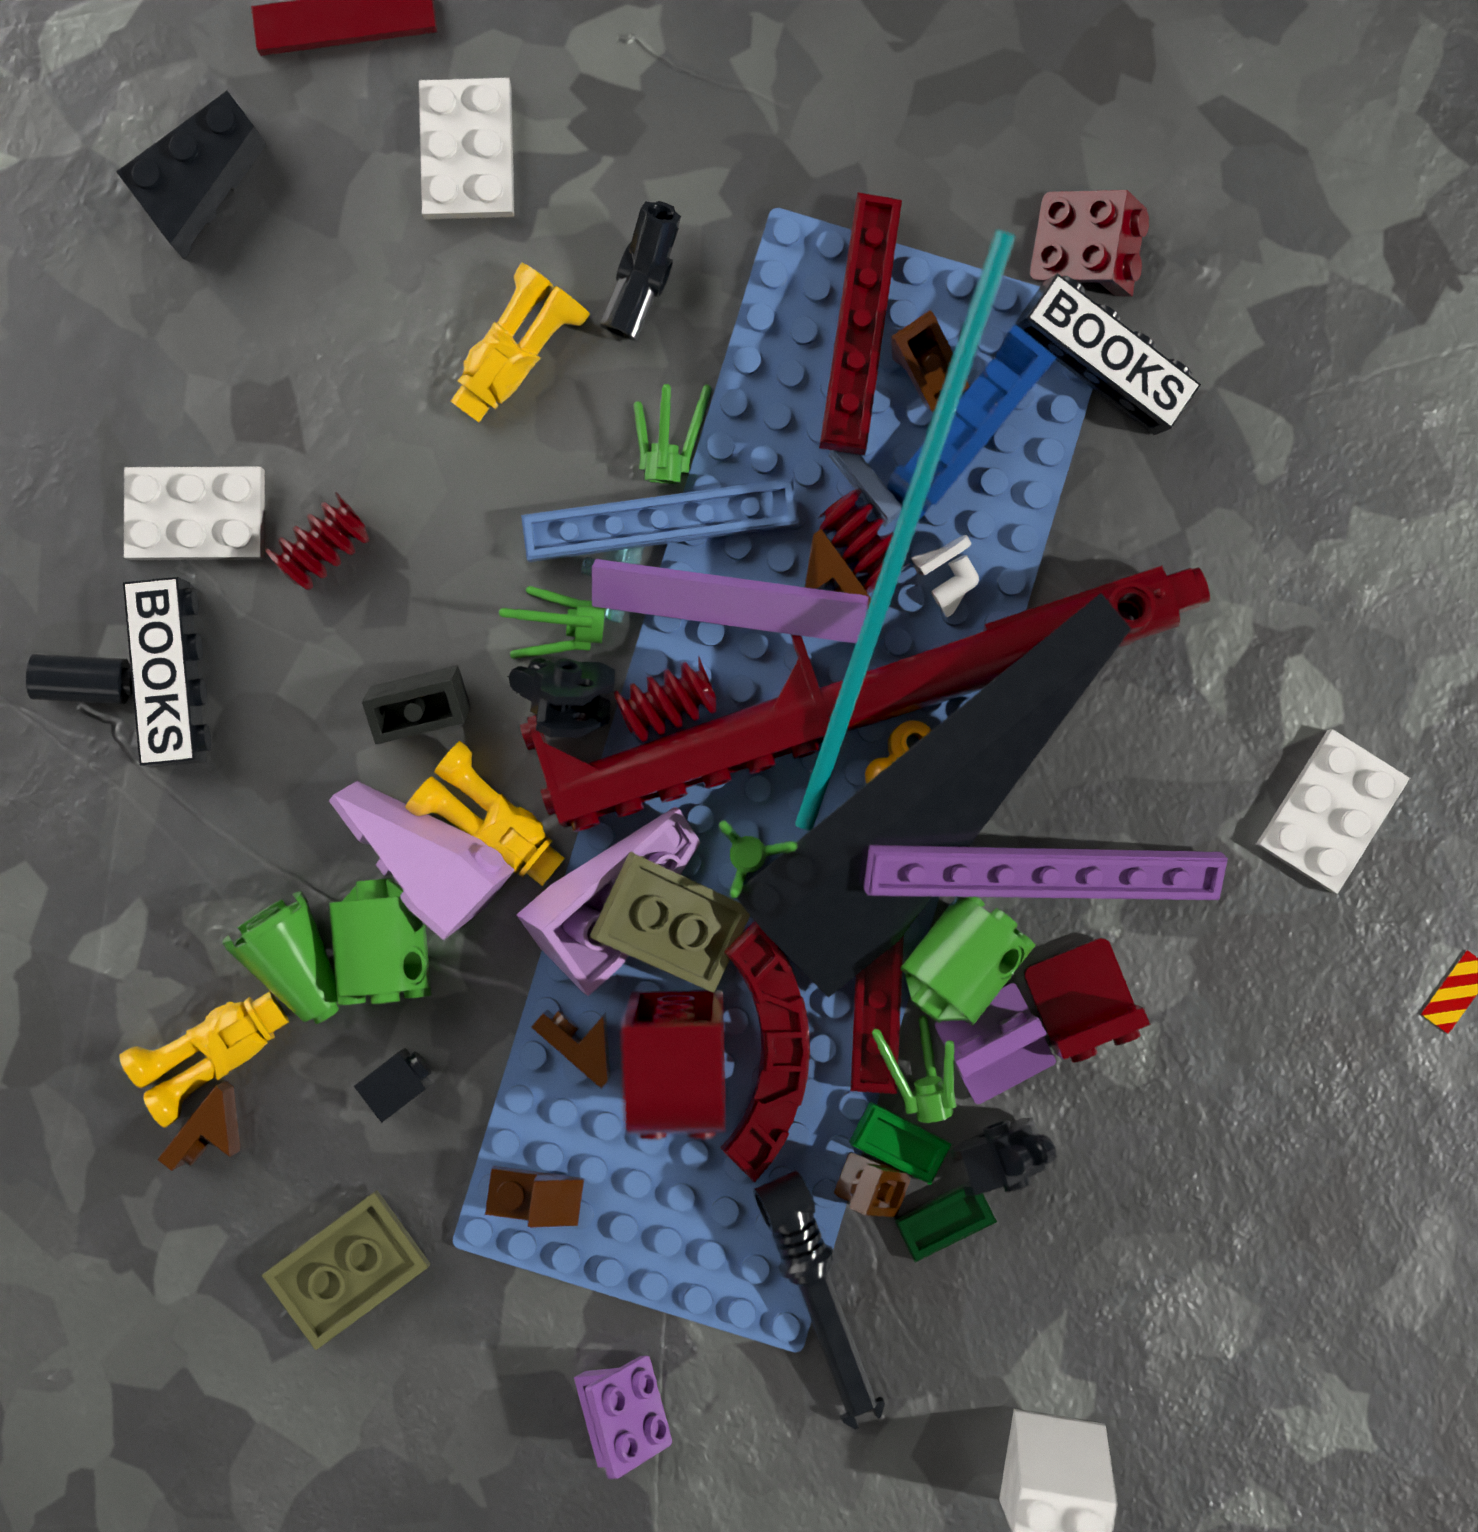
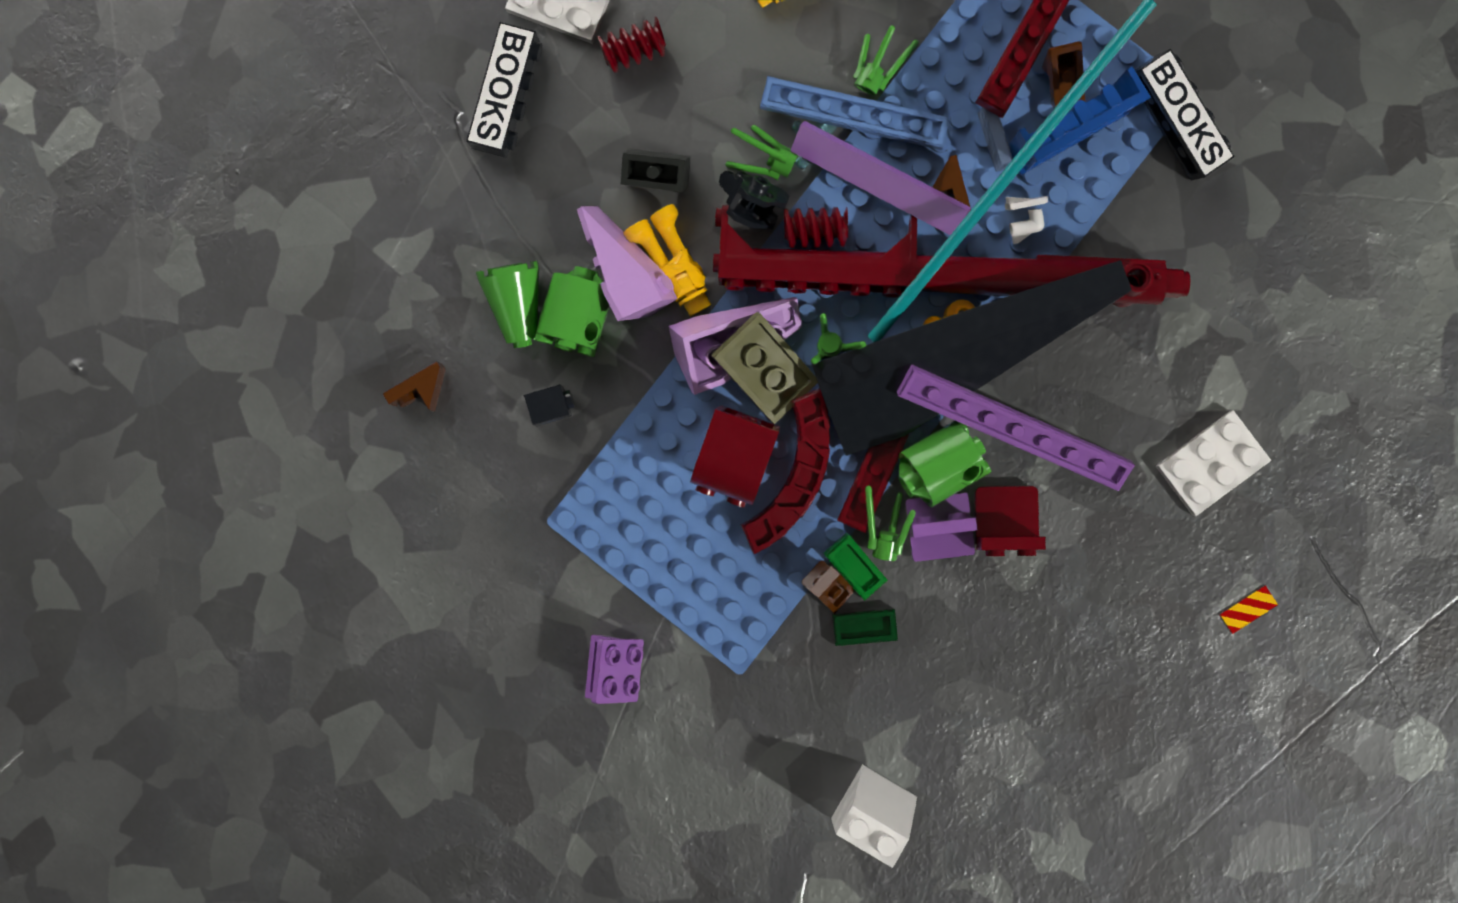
camera: 30 degrees right, 0 degrees up
(78, 679) = (448, 73): black brick -> none
(226, 1038) = (454, 337): yellow piece -> none
(346, 1270) = (473, 511): olive plate -> none
(534, 1197) = (610, 510): reddish brown slope -> none
(587, 1054) = (681, 430): reddish brown slope -> none
(807, 1263) = (768, 615): black piece -> none
(858, 535) = (977, 168): dark red piece -> none
(1004, 1156) = (920, 598): black hinge -> none
(1091, 238) = (1200, 38): bracket -> none

